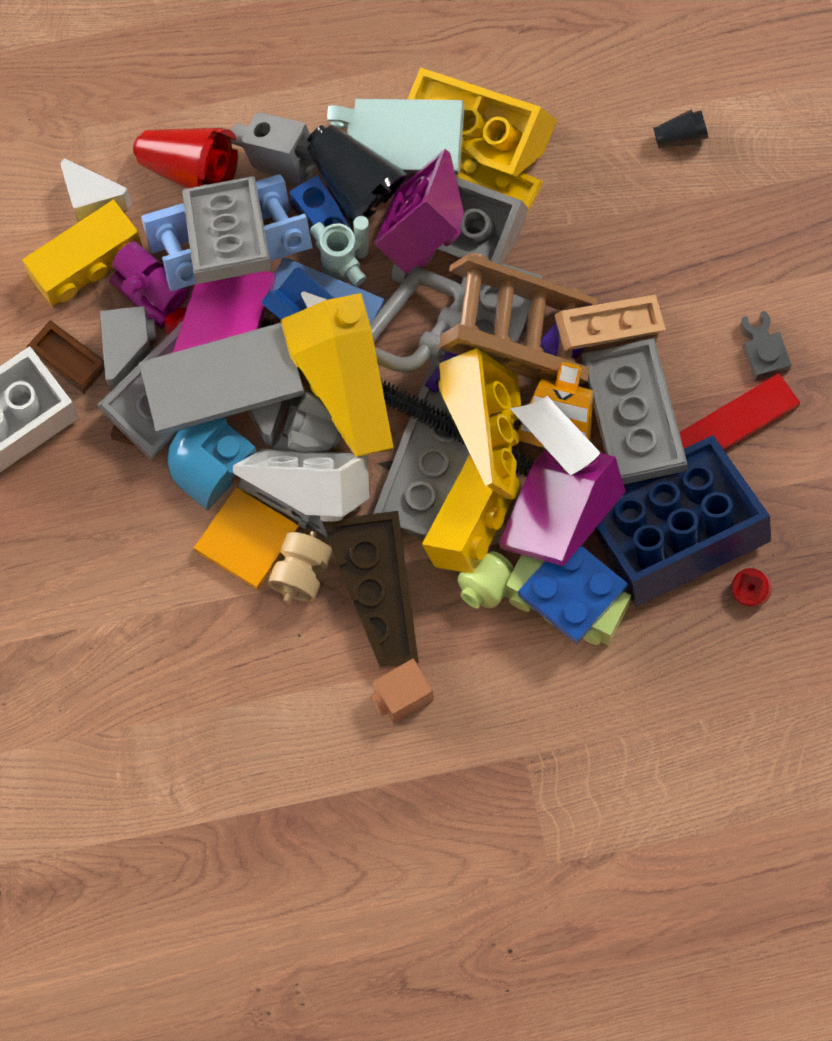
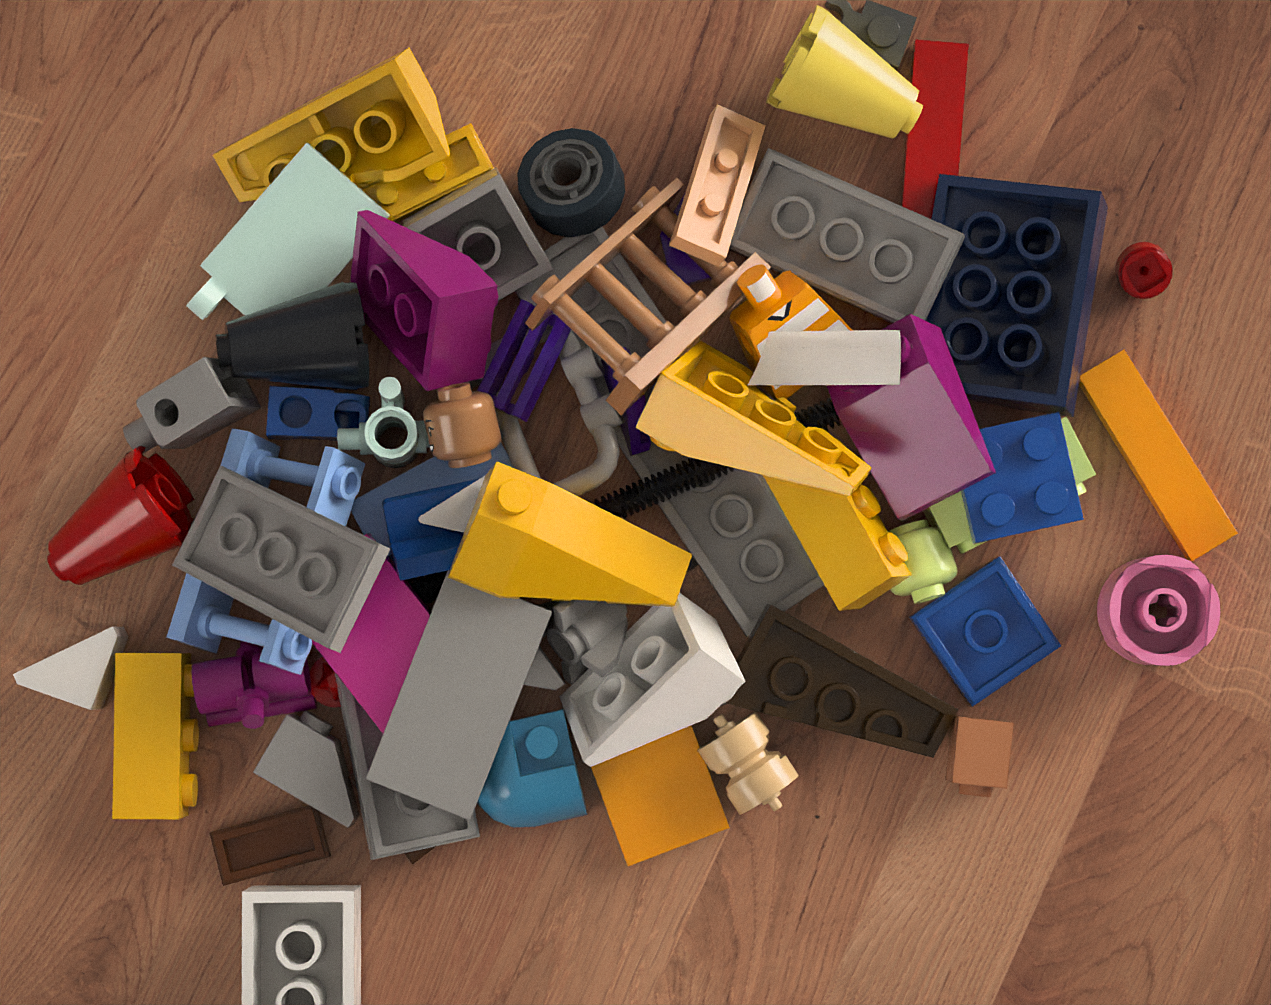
camera: 60 degrees left, 15 degrees up
(370, 275) = (462, 426): none -> medium nougat head
(431, 285) = (504, 357): none -> dark purple tile
(475, 650) = (985, 631): none -> blue tile
(550, 249) = (564, 158): none -> wheel
(568, 708) = (1174, 584): none -> bright pink brick
(651, 672) = (1156, 456): none -> light orange tile
(720, 344) = (843, 81): none -> light yellow cone

